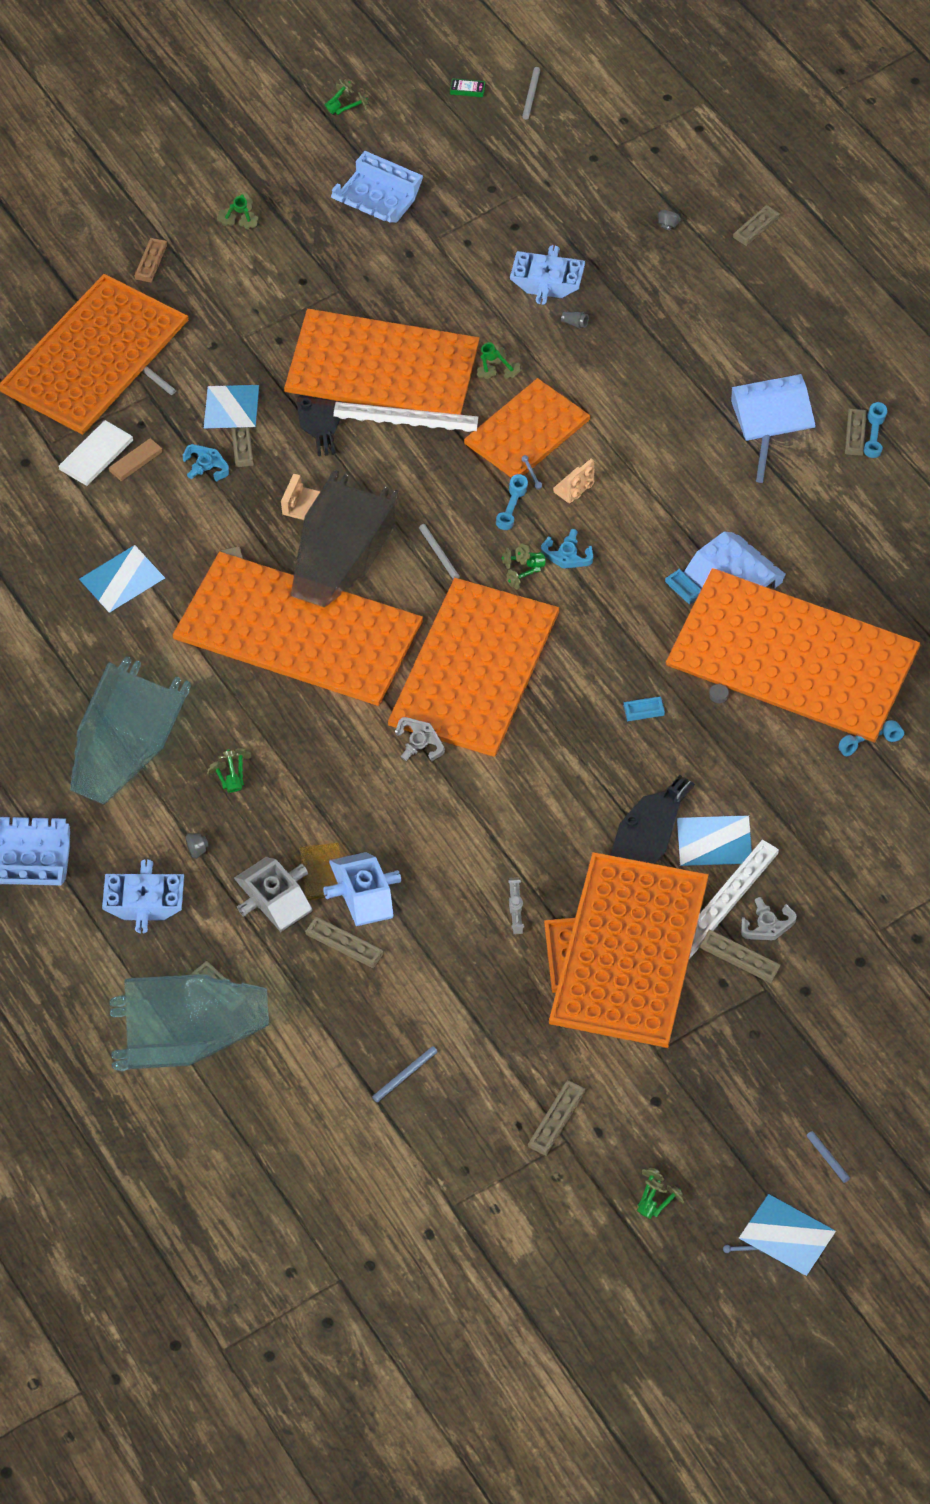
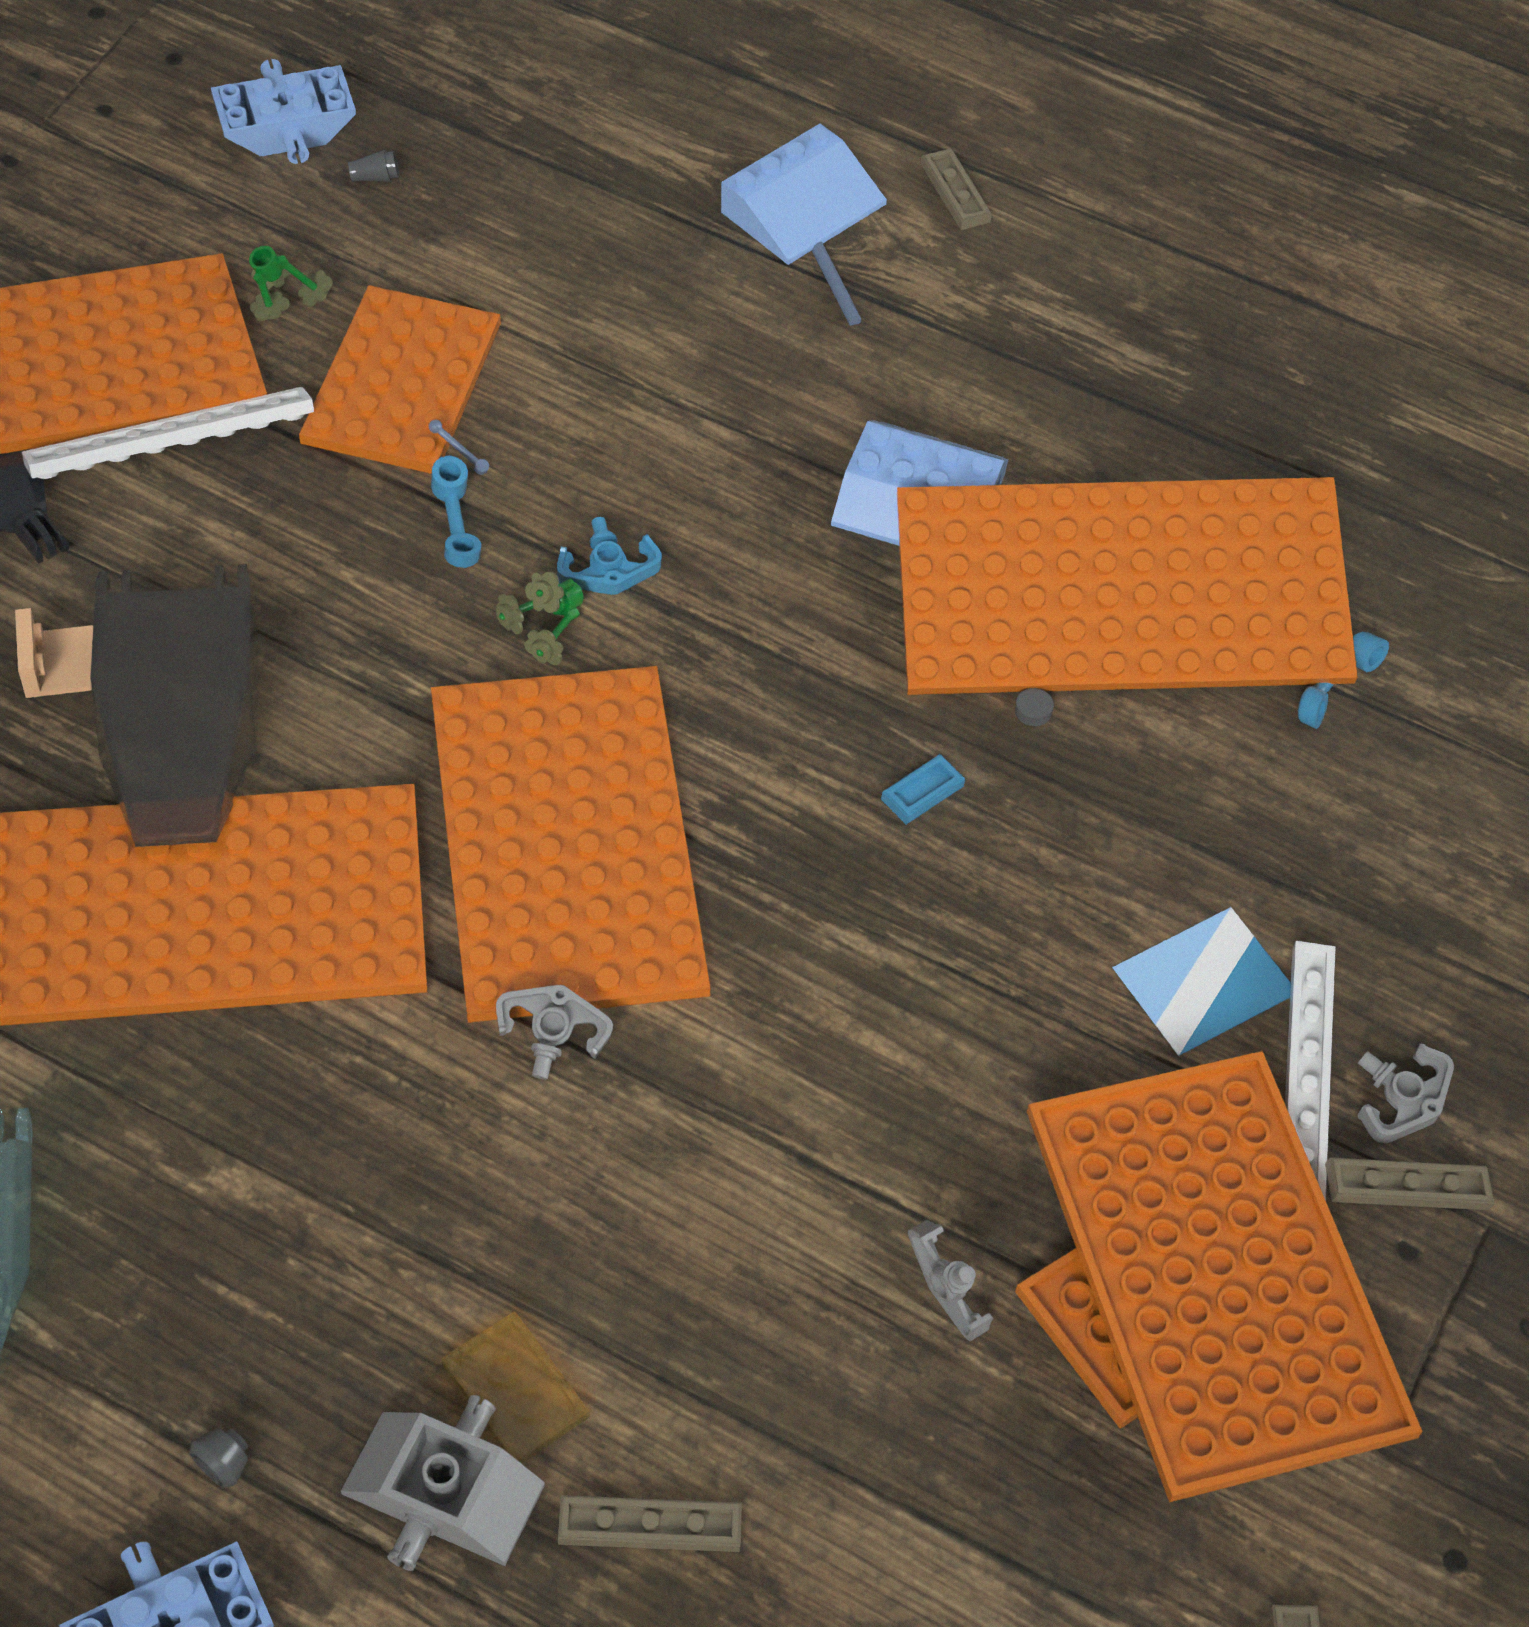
camera: 35 degrees left, 0 degrees up
(234, 782) = (227, 1278): plant -> none
(363, 887) = (625, 1384): light blue slope -> none
(439, 552) = (371, 652): light grey bar -> none
(576, 482) = (548, 434): light nougat bracket -> none
(649, 825) = (1080, 1008): black wing -> none
(683, 586) = (849, 544): dark azure tile -> none
(876, 416) = (974, 153): dark azure piece -> none

